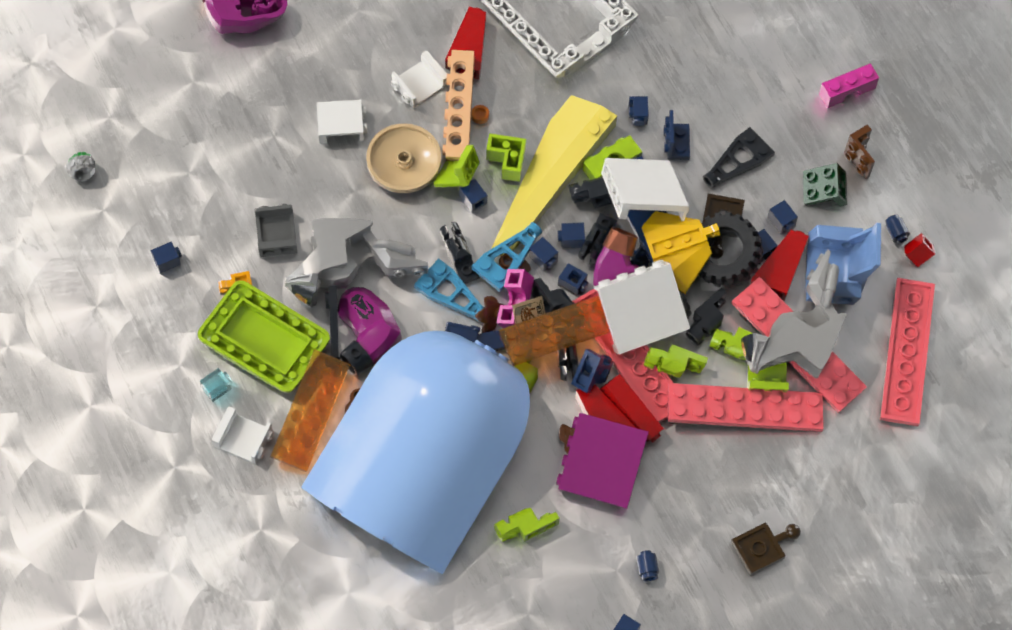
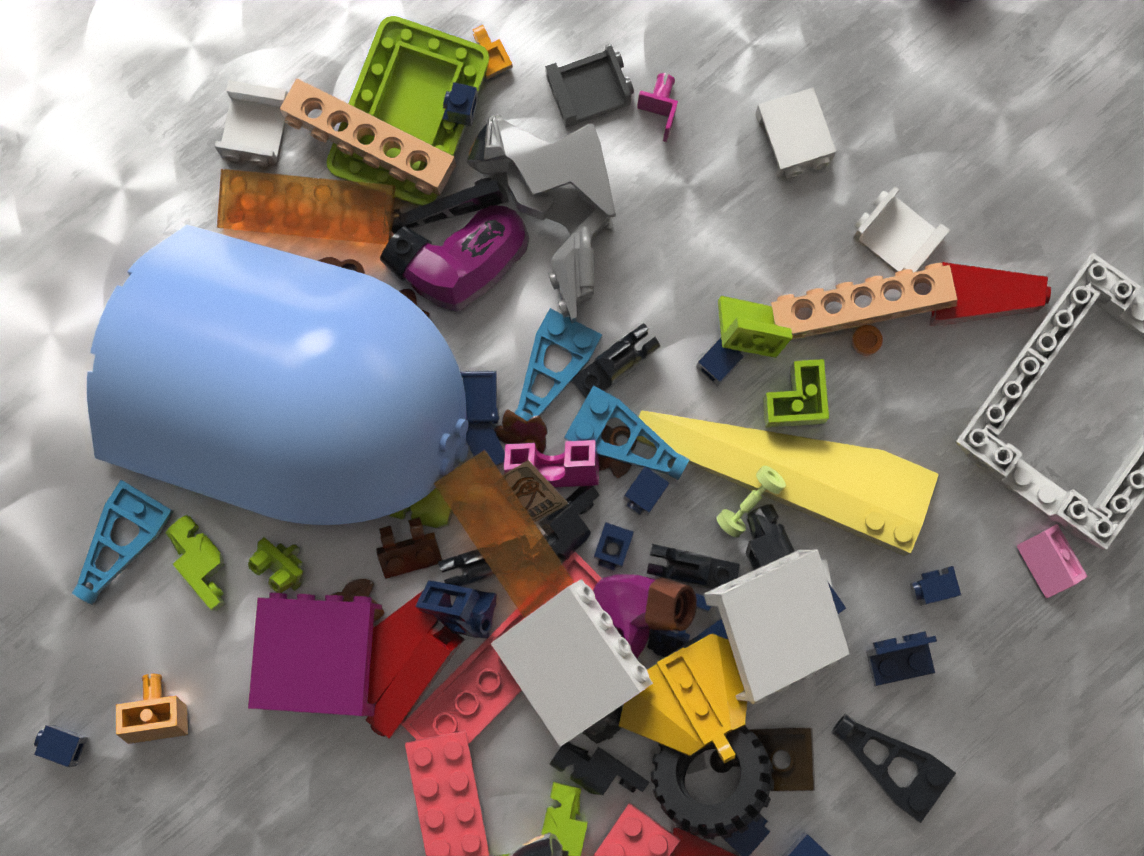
camera: 80 degrees right, 15 degrees up
(216, 384) = (322, 65): clear light blue brick -> none
(272, 299) = (460, 104): none -> dark blue brick
(299, 193) = (659, 101): none -> dark pink bracket
(306, 320) = (305, 98): none -> light nougat brick
(403, 158) = (753, 241): tan dish -> none
(482, 555) = (139, 509): none -> dark azure plate
(538, 474) = (281, 562): none -> lime hips
(550, 397) = (409, 554): none -> reddish brown plate
(556, 177) = (732, 522): none -> yellowish green wheel
(571, 235) = (689, 527): dark blue brick -> none
(619, 569) = (153, 716): none -> light orange brick
(623, 148) = (857, 578): lime arch -> none
(637, 48) = (1052, 561): none -> bright pink panel
(647, 565) = (170, 758): dark blue brick -> none
(675, 360) = (504, 731): lime plate -> none

